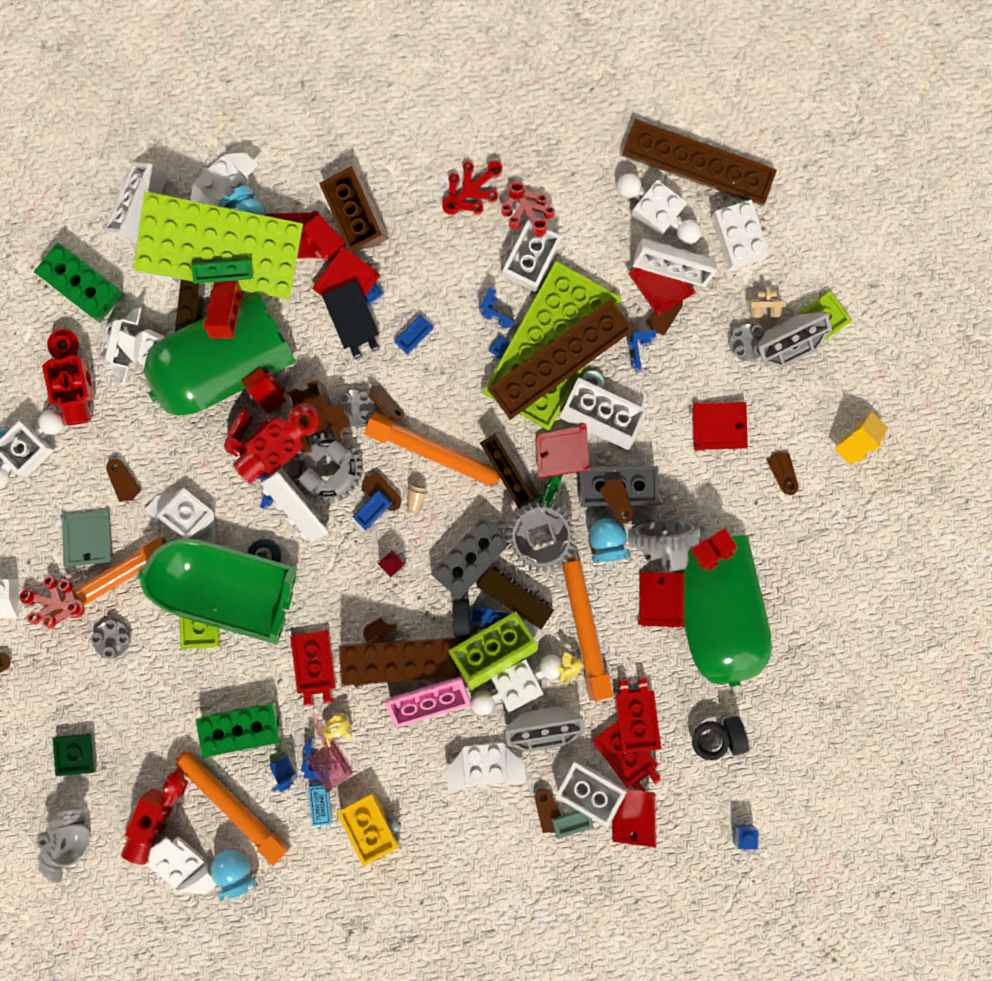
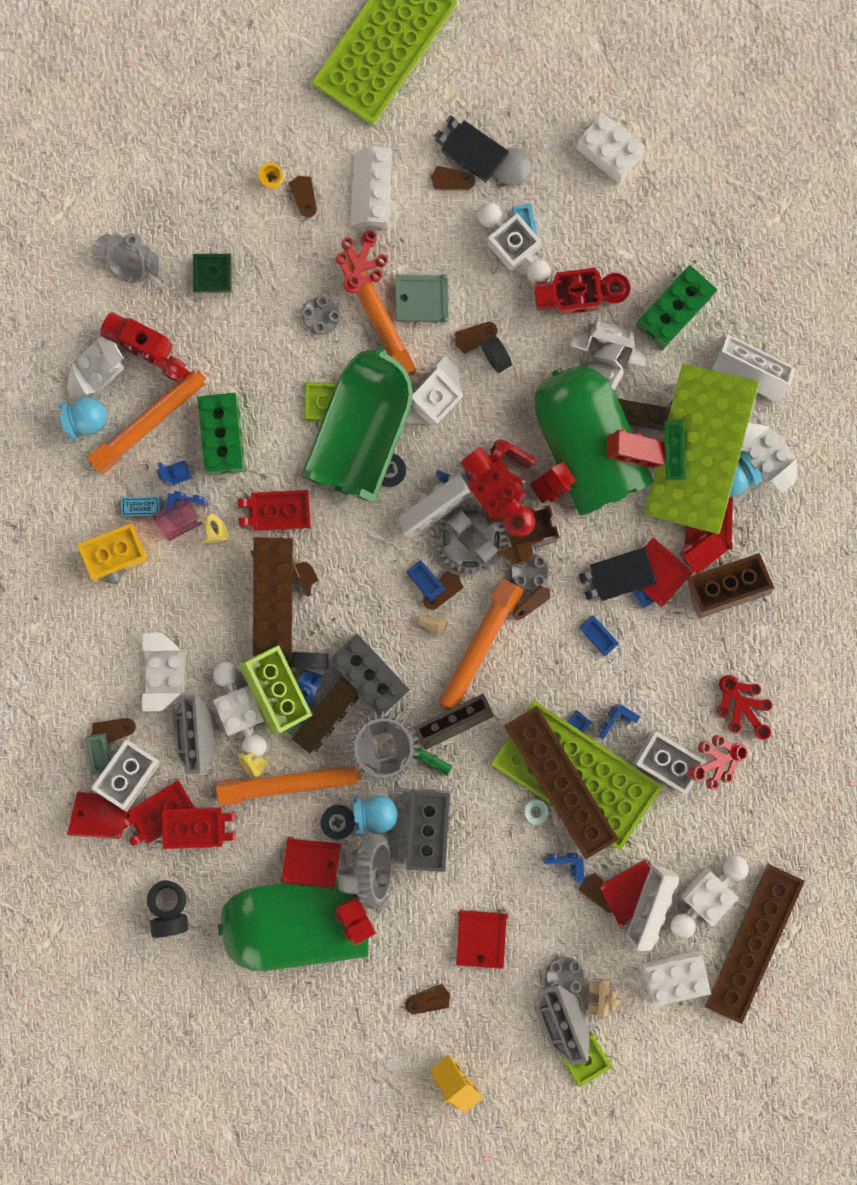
camera: 90 degrees right, 0 degrees up
(137, 458) = (496, 353): none -> black tyre
(392, 563) = (370, 595): dark red brick -> none
(428, 701) = (231, 620): bright pink slope -> none
(562, 452) = (467, 776): container -> none
(603, 413) = (502, 821): white slope -> none
(610, 572) = (345, 829): none -> black bush
(617, 499) = (414, 827): reddish brown piece -> none
(745, 837) = (68, 926): blue brick -> none

